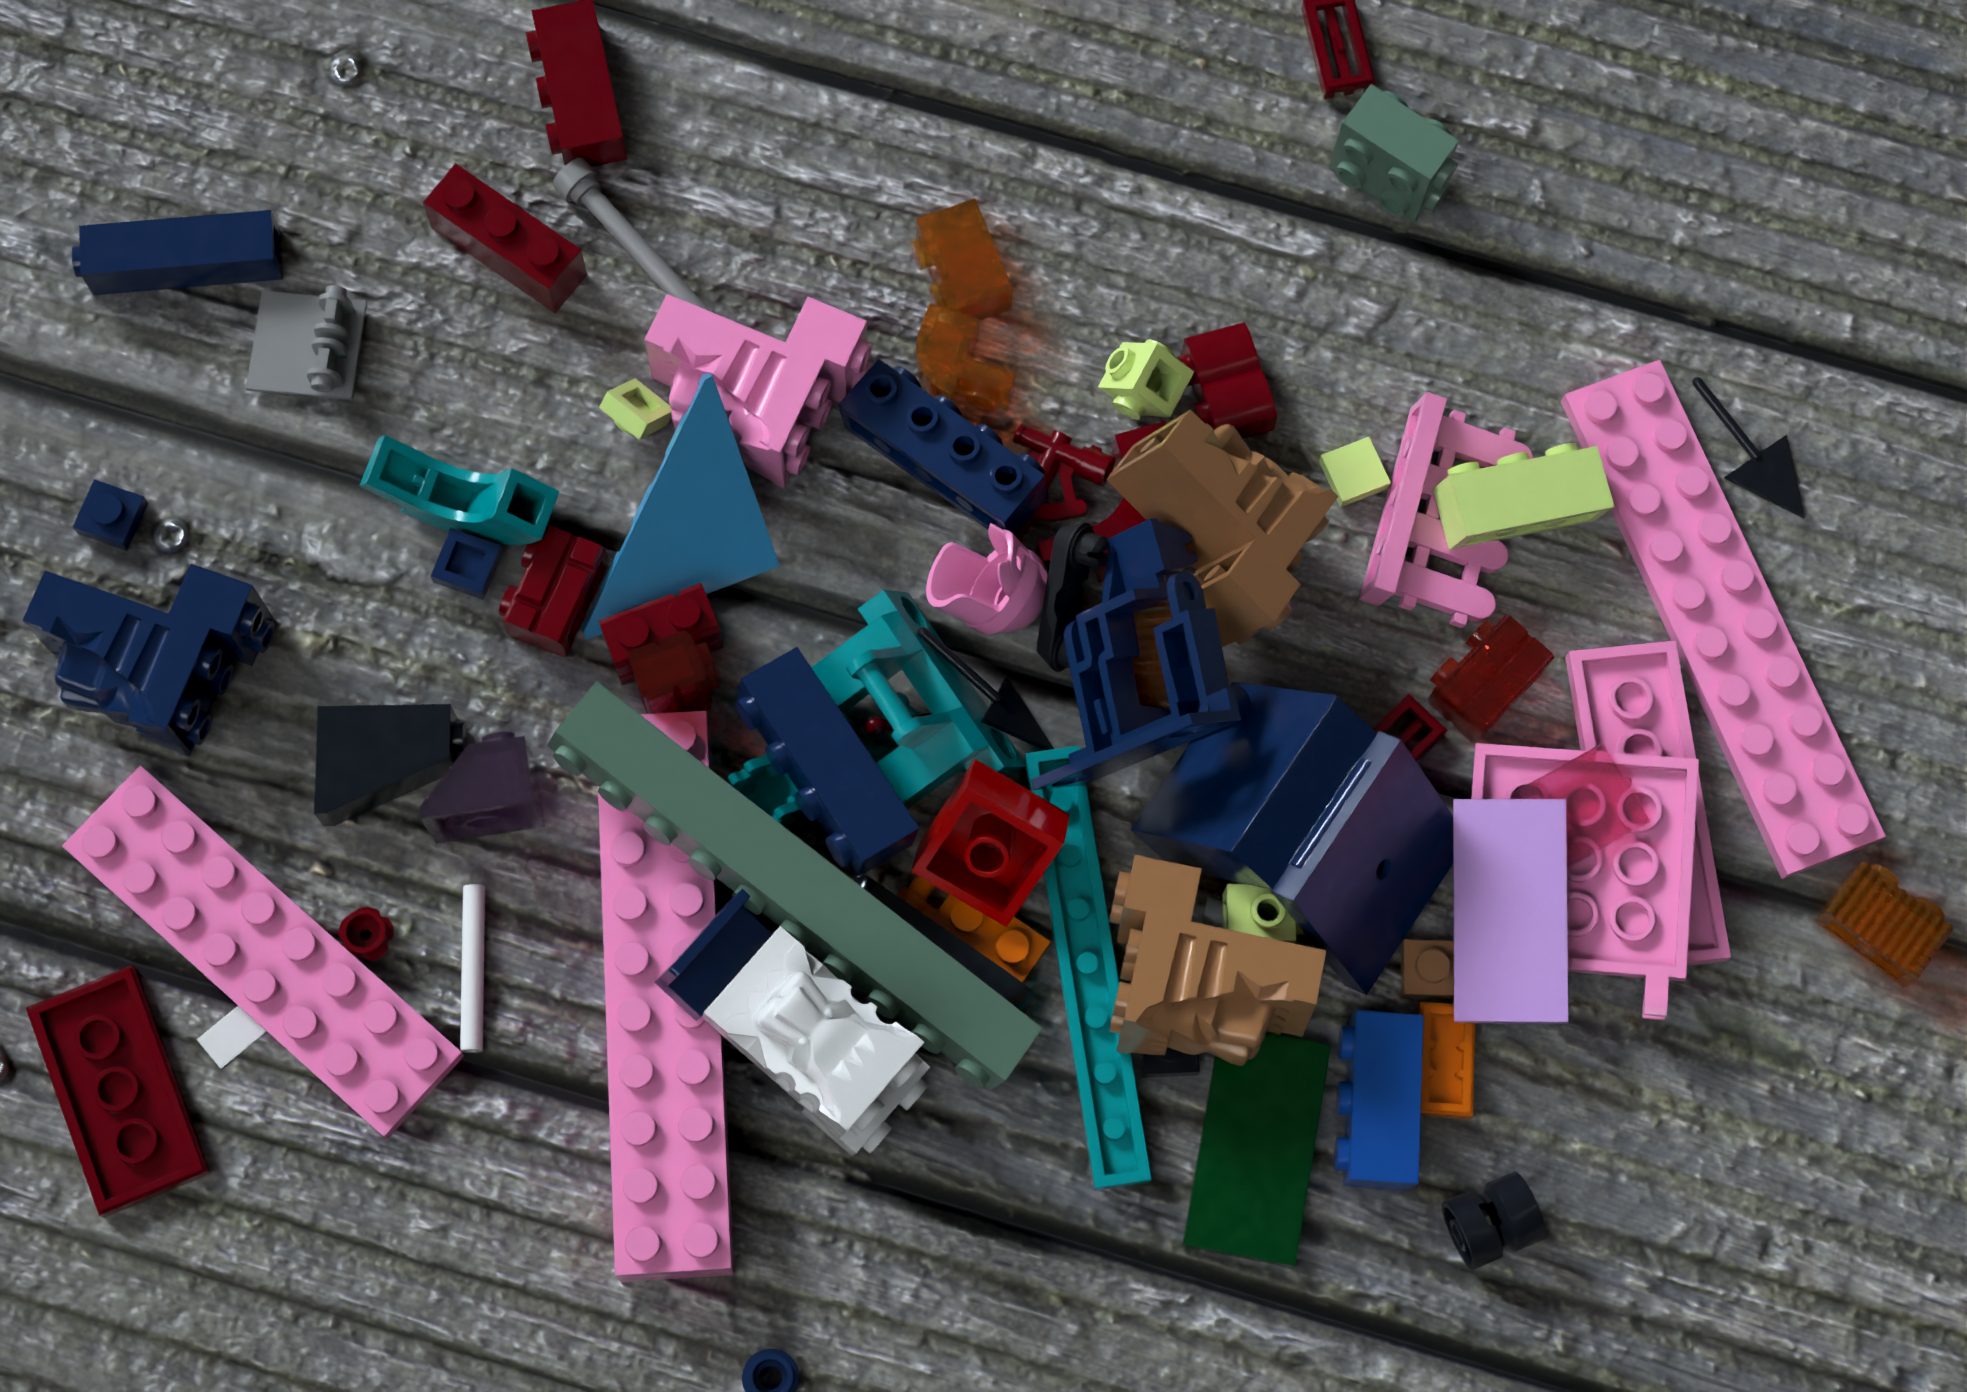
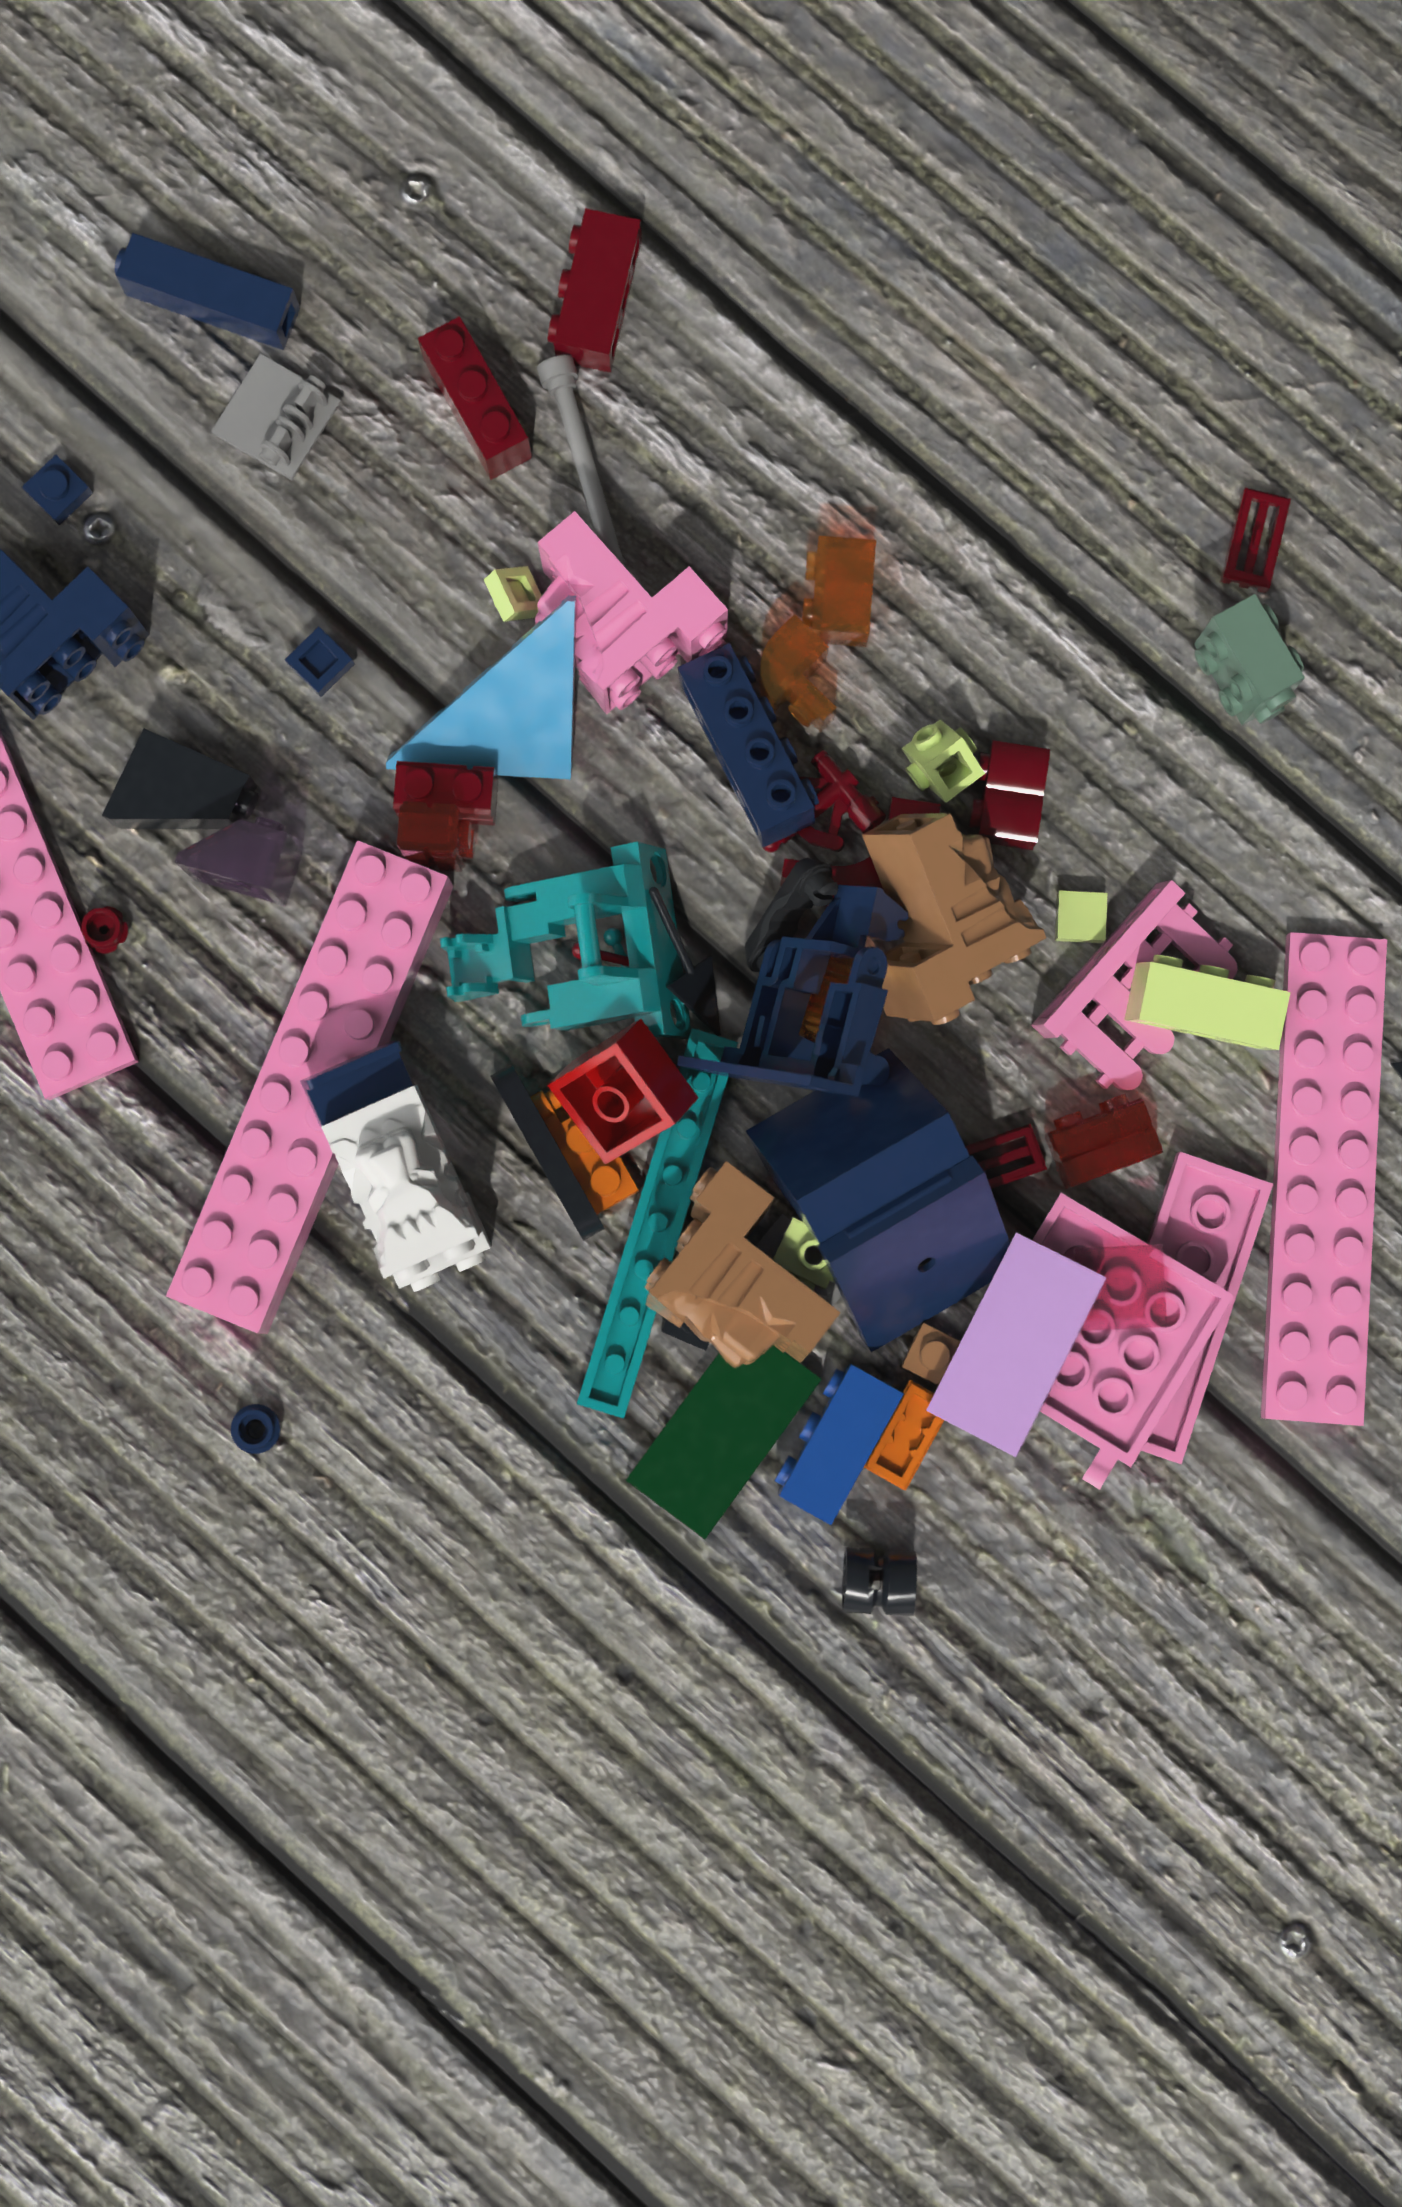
camera: 30 degrees right, 10 degrees up
(472, 968) = (175, 995): white piece -> none
(490, 506) = (333, 602): teal arch -> none
(554, 590) = (378, 716): dark red brick -> none
(793, 887) = (446, 1053): sand green brick -> none
(825, 762) = (520, 965): dark blue brick -> none
(989, 592) = (727, 880): bright pink helmet -> none
(1885, 923) = (1324, 1496): clear orange brick -> none

